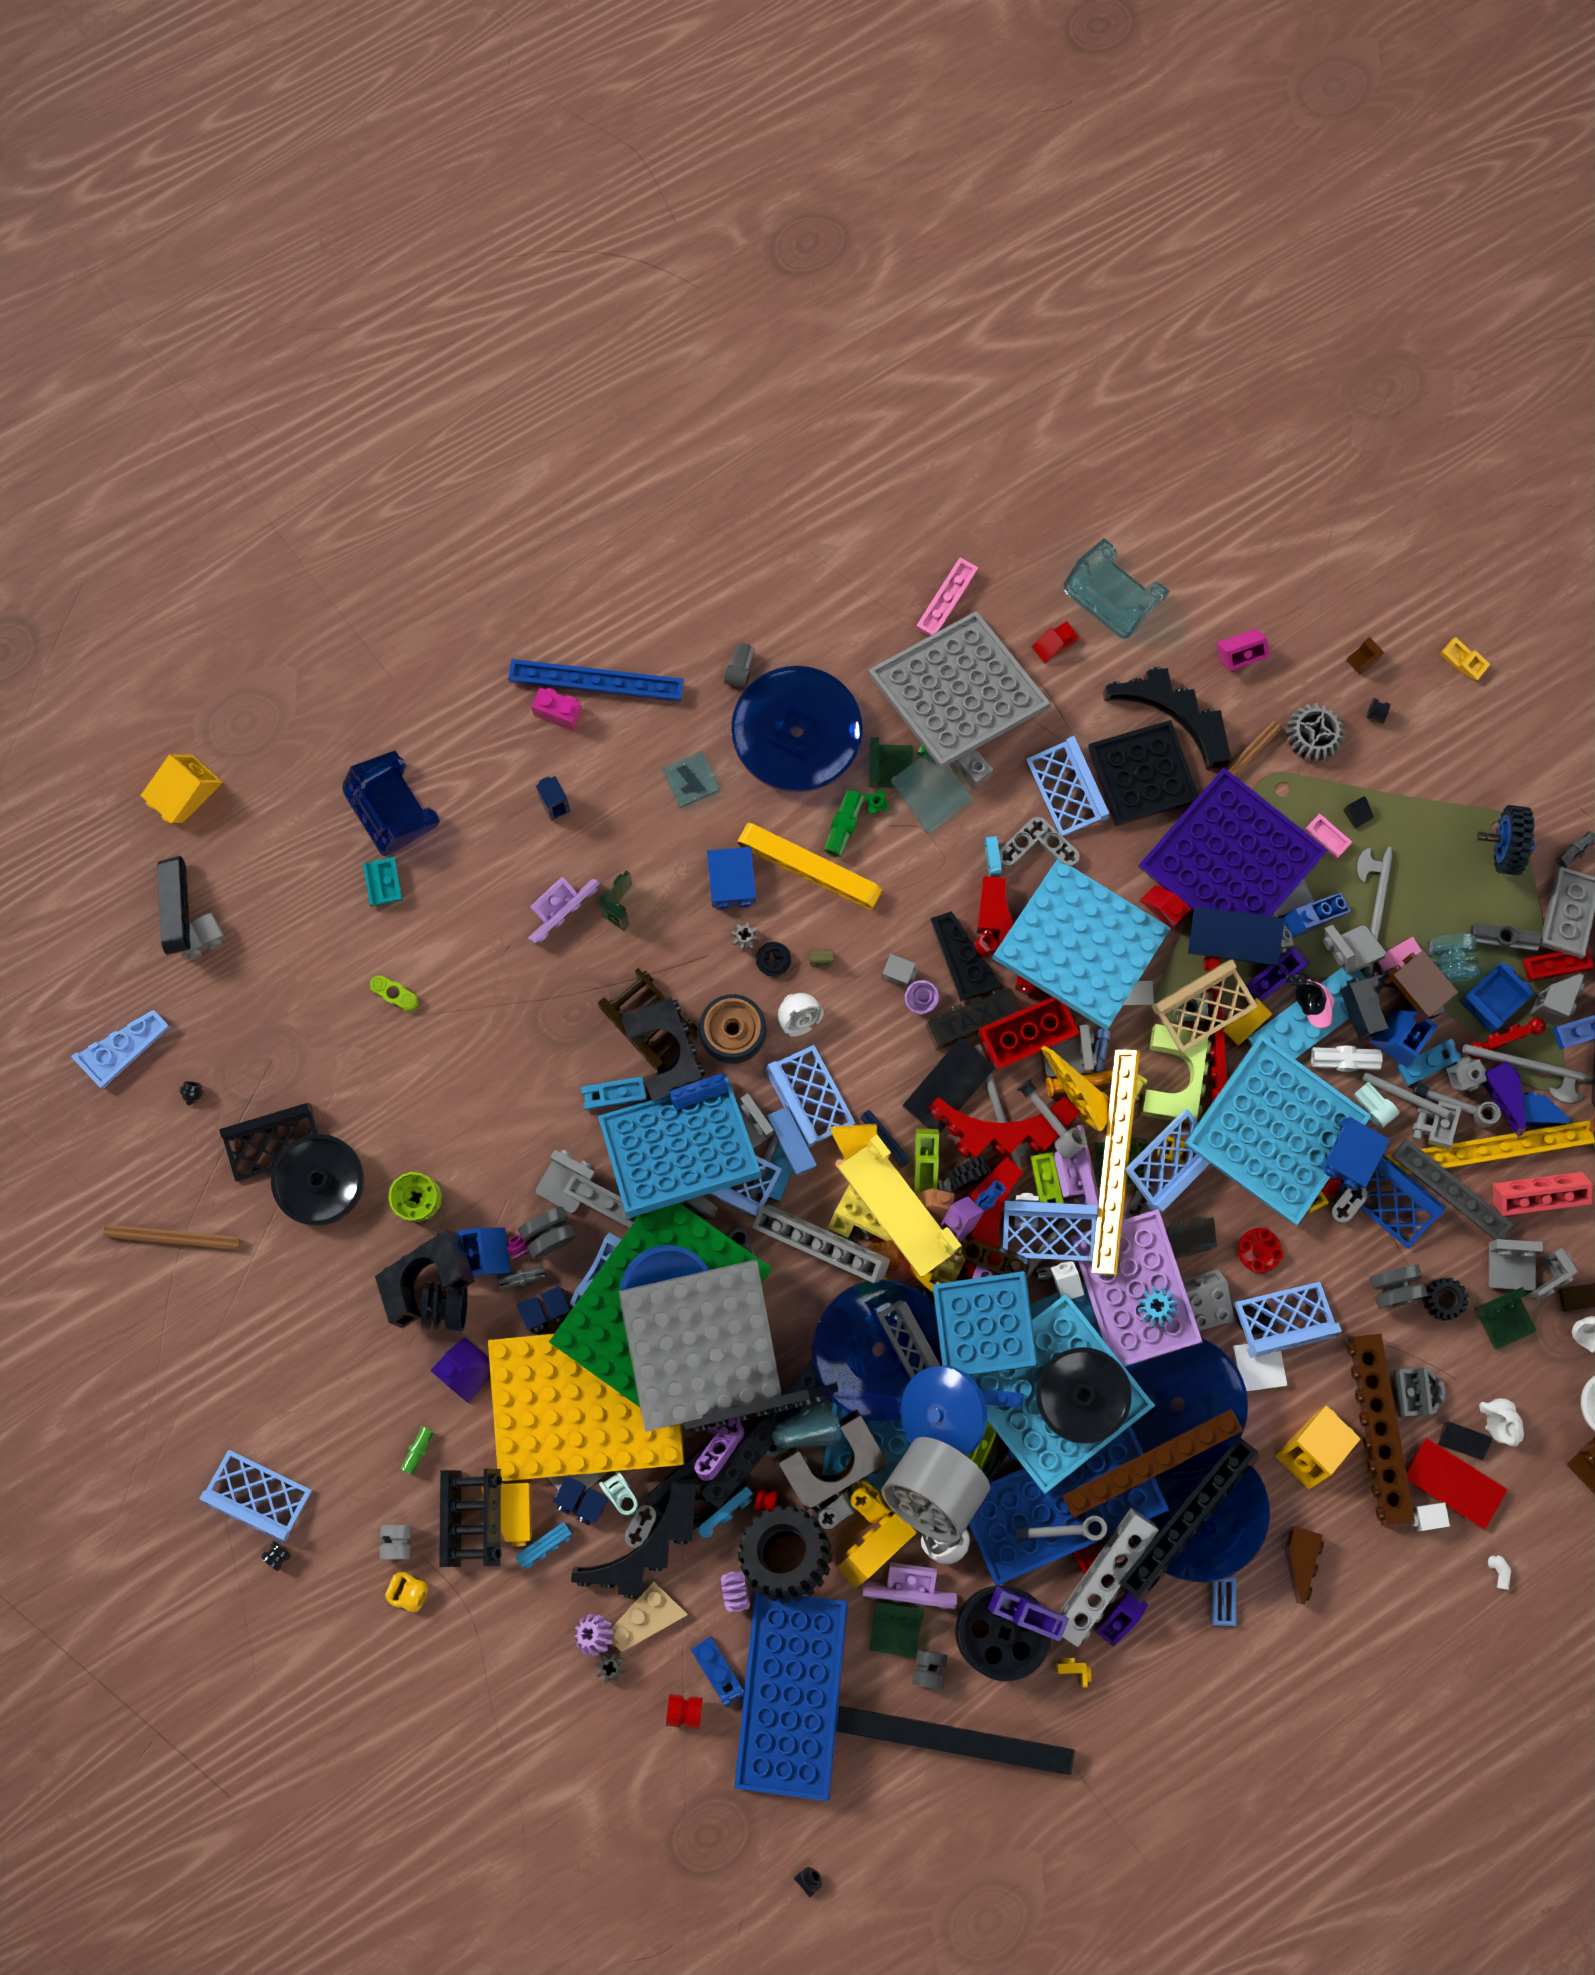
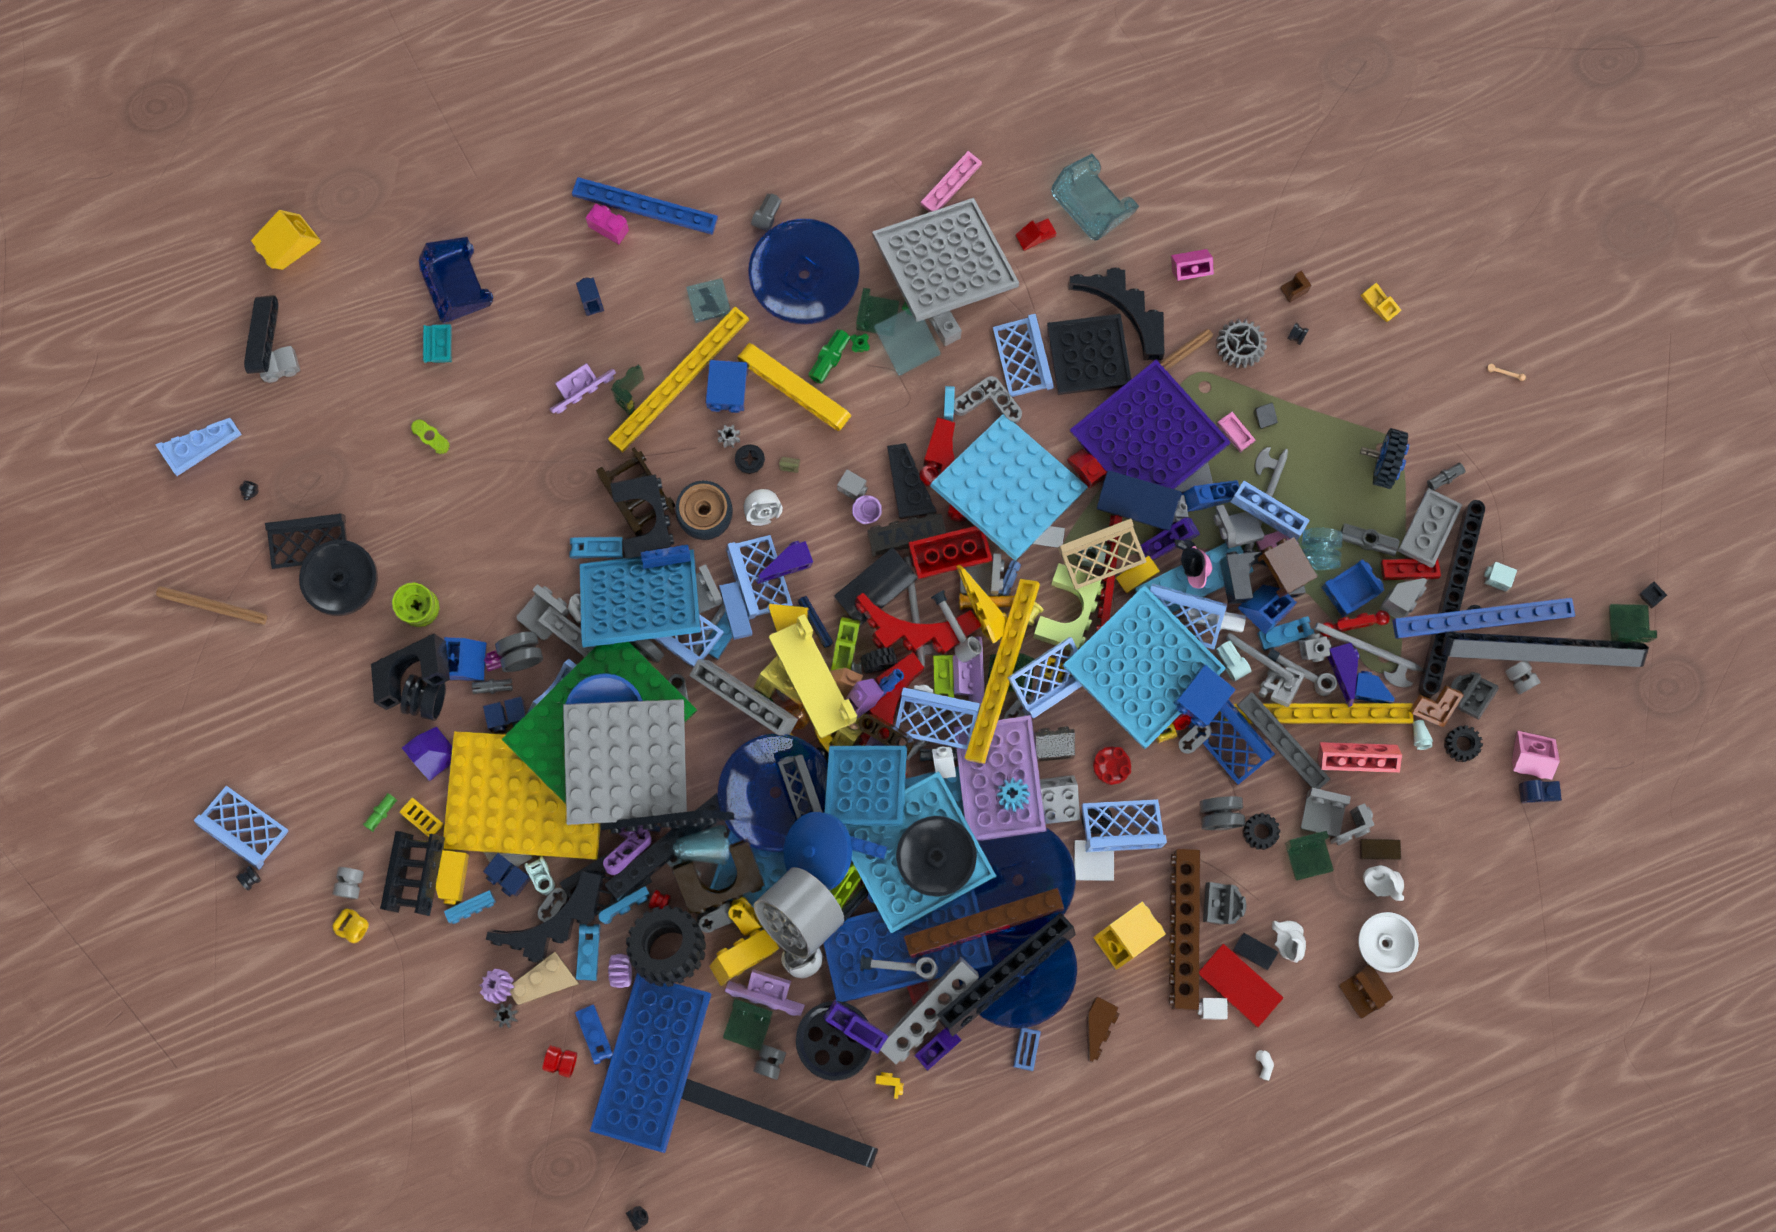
camera: 10 degrees right, 0 degrees up
(449, 1440) = (409, 806): none -> yellow slope
(601, 1168) = (574, 607): none -> white arm
(673, 879) = (678, 379): none -> yellow plate
(692, 1576) = (588, 953): none -> dark azure plate
(846, 1070) = (791, 560): none -> dark purple slope
(1321, 1044) = (1196, 602): none -> light blue fence
(1387, 923) = (1270, 510): none -> light blue brick

